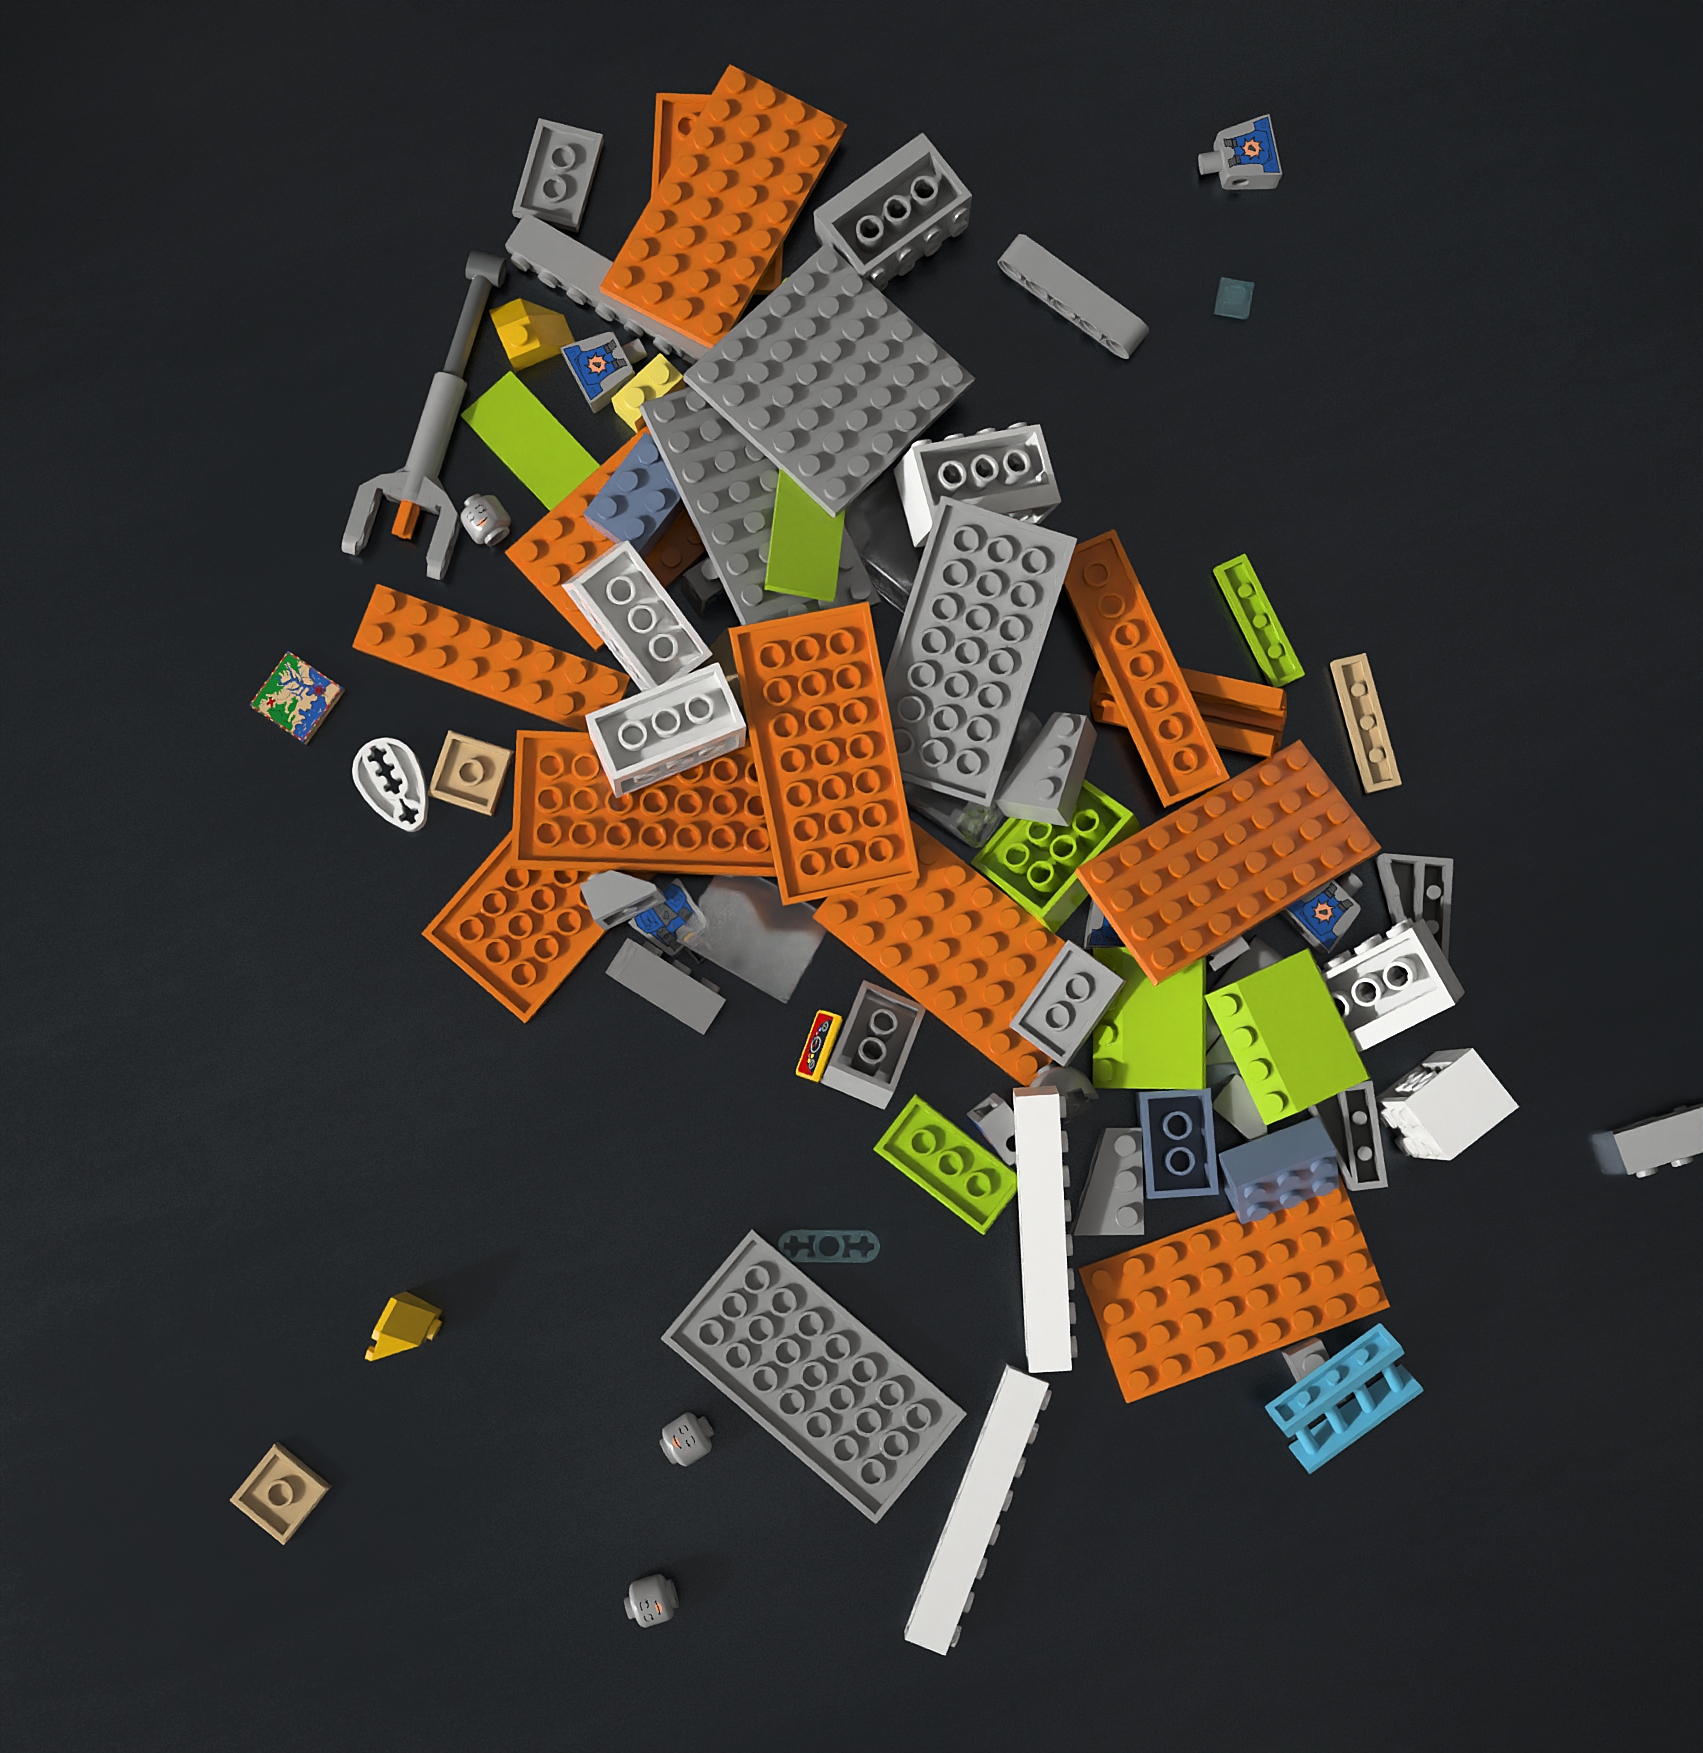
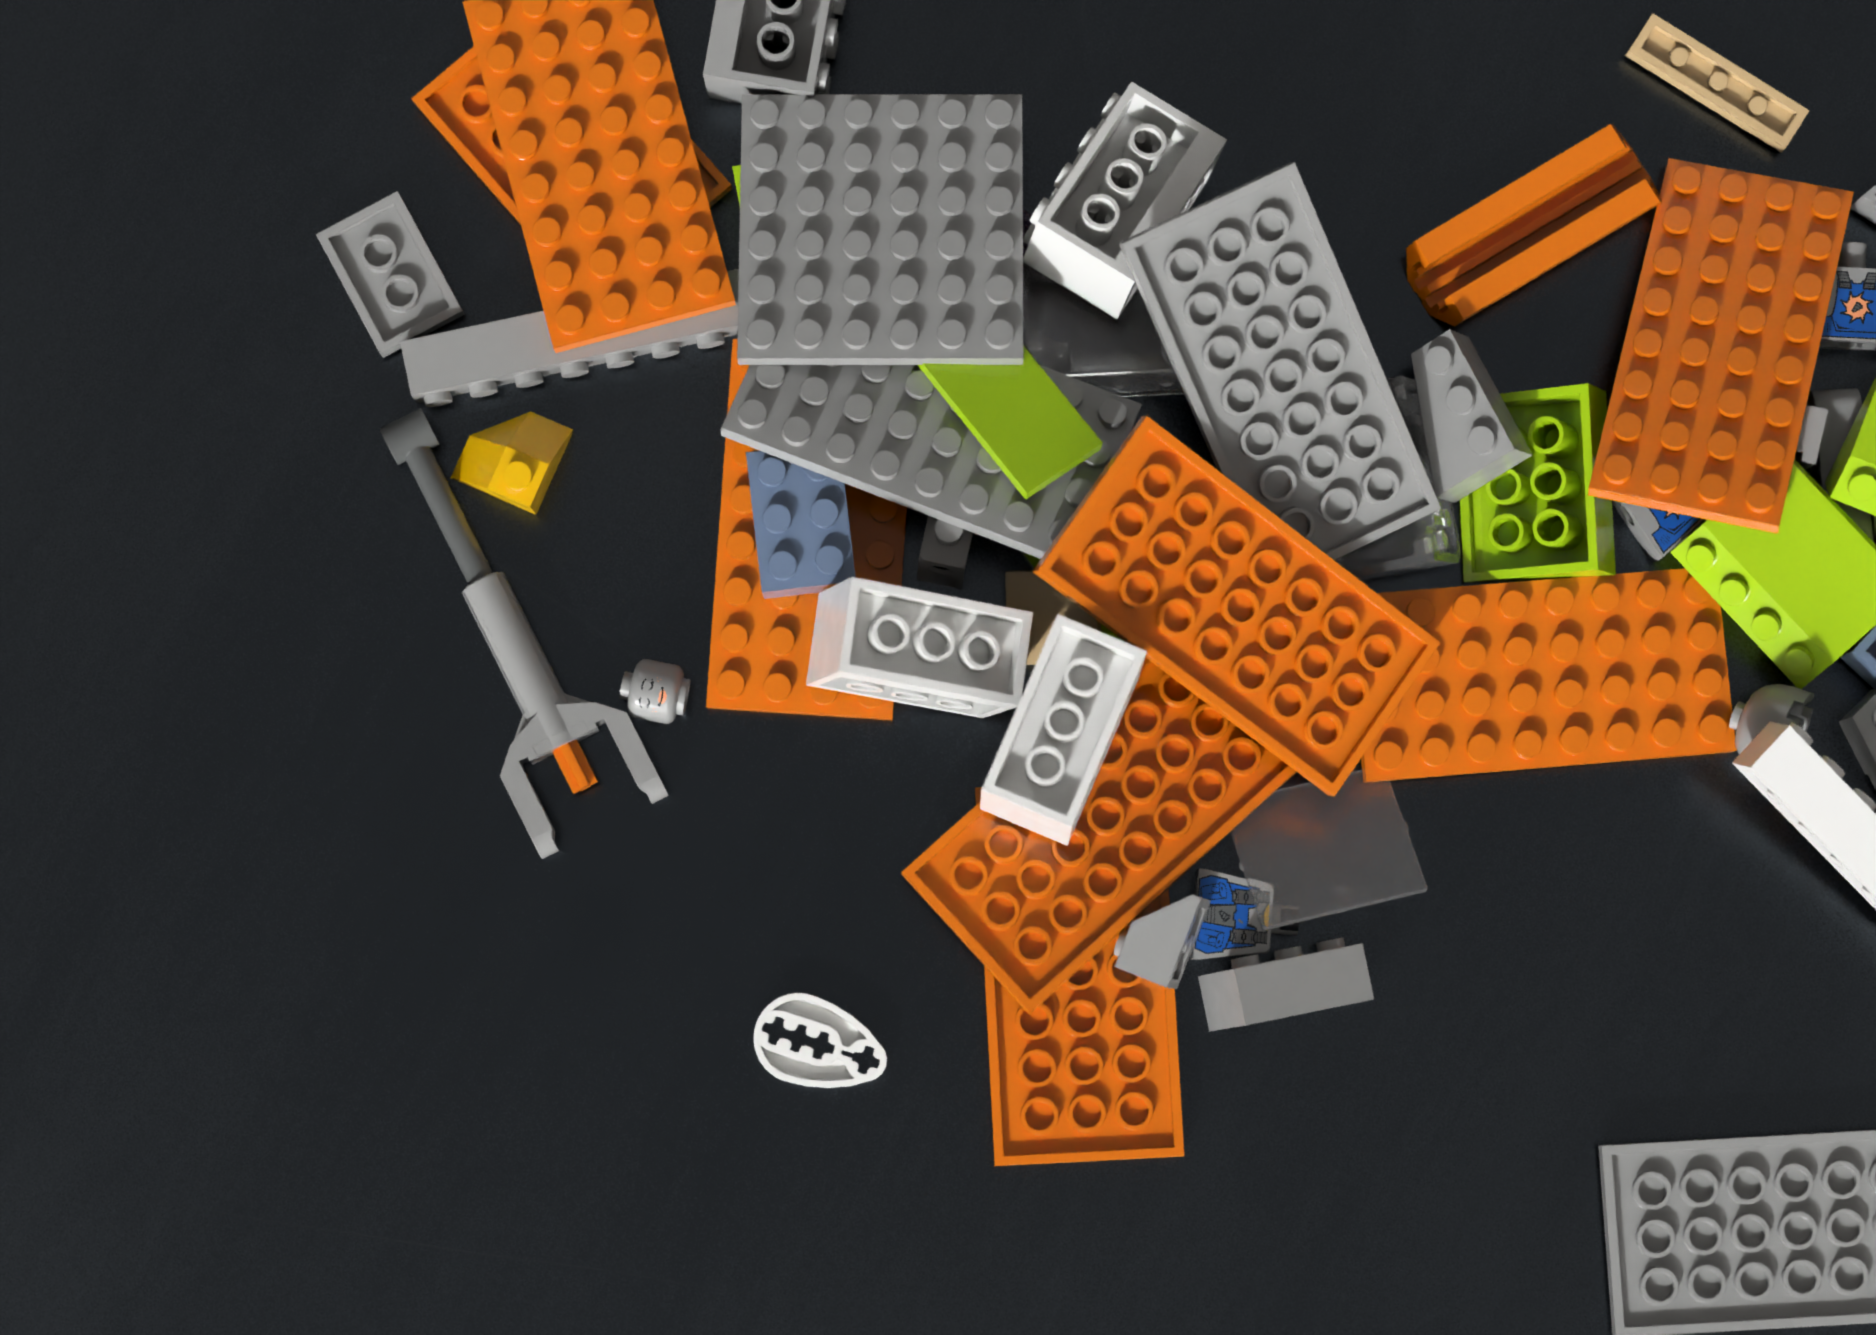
camera: 45 degrees left, 0 degrees up
(296, 697) = (635, 1049): tile -> none
(470, 773) = (885, 960): tan tile -> none
(487, 659) = (797, 829): orange plate -> none
(530, 441) = (622, 570): lime tile -> none
(602, 366) = (625, 427): torso -> none
(650, 383) = (699, 410): light yellow brick -> none
(802, 1255) = (1706, 1057): clear light blue beam -> none
(819, 1045) = (1492, 902): slope -> none
(874, 1045) = (1546, 851): light grey slope -> none
(948, 1164) = (1727, 898): lime tile -> none
(997, 1124) = (1742, 814): light grey torso -> none
(1067, 1003) = (1701, 629): light grey plate -> none
(1141, 670) = (1465, 235): orange plate -> none
(1258, 622) = (1519, 79): lime plate -> none

